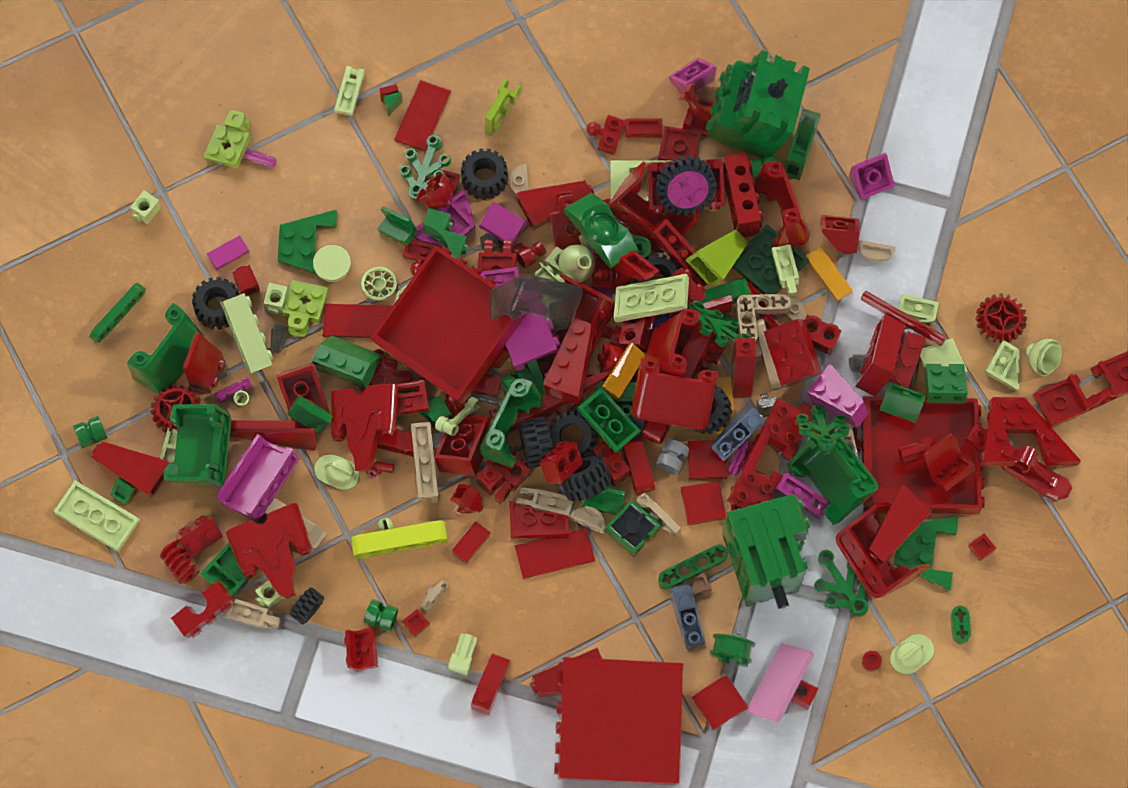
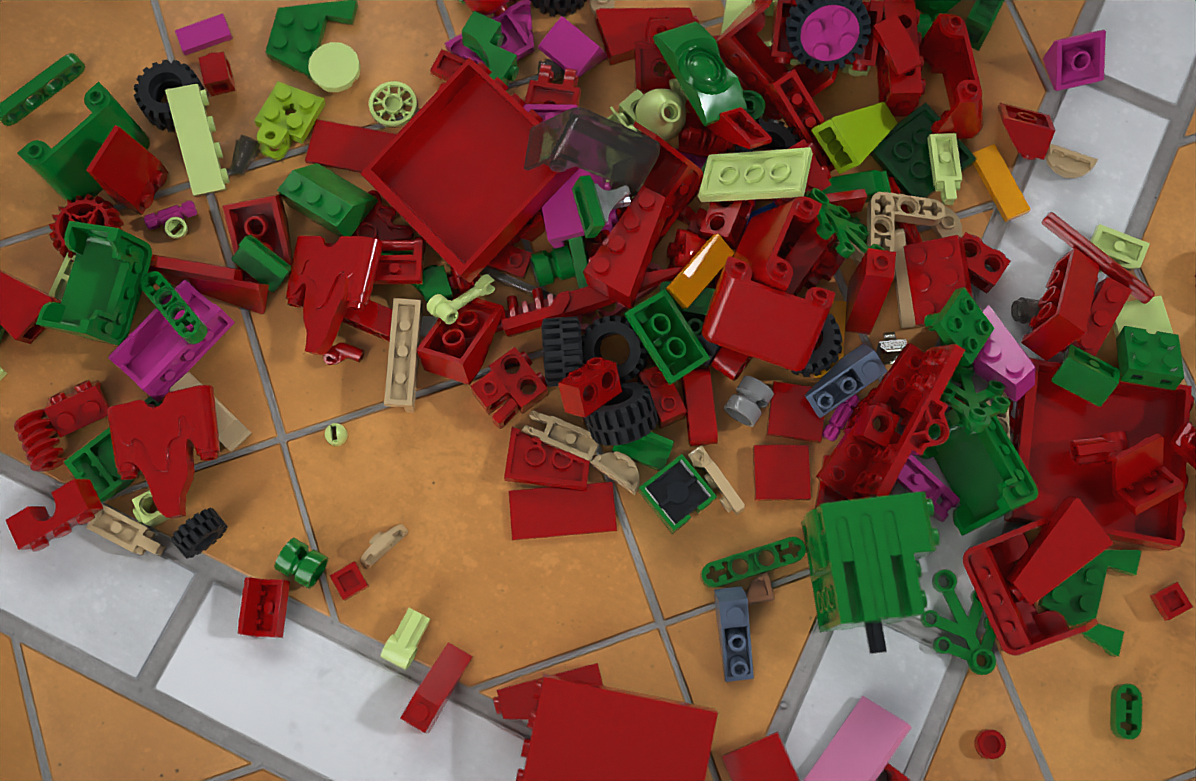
camera: 10 degrees right, 5 degrees up
(258, 452) = (171, 308): none -> green beam
(275, 291) = (248, 93): yellowish green brick -> none
(336, 471) = (284, 348): yellowish green piece -> none
(397, 226) = (430, 31): green panel -> none
(399, 539) = (349, 457): neon yellow beam -> none
(467, 499) = (453, 416): red piece -> none
(471, 542) = (449, 476): red tile -> none
(519, 398) = (547, 284): green windscreen -> none
(527, 255) = (597, 96): red piece -> none
(544, 336) = (595, 204): none -> green piece
(732, 649) = (793, 697): green wheel -> none
(737, 190) = (898, 45): none -> red slope
(756, 464) = (865, 427): none -> red brick
(791, 442) = (927, 409): none -> red plate
(809, 381) = (961, 324): none -> green plate
(912, 654) = (1049, 743): yellowish green piece -> none

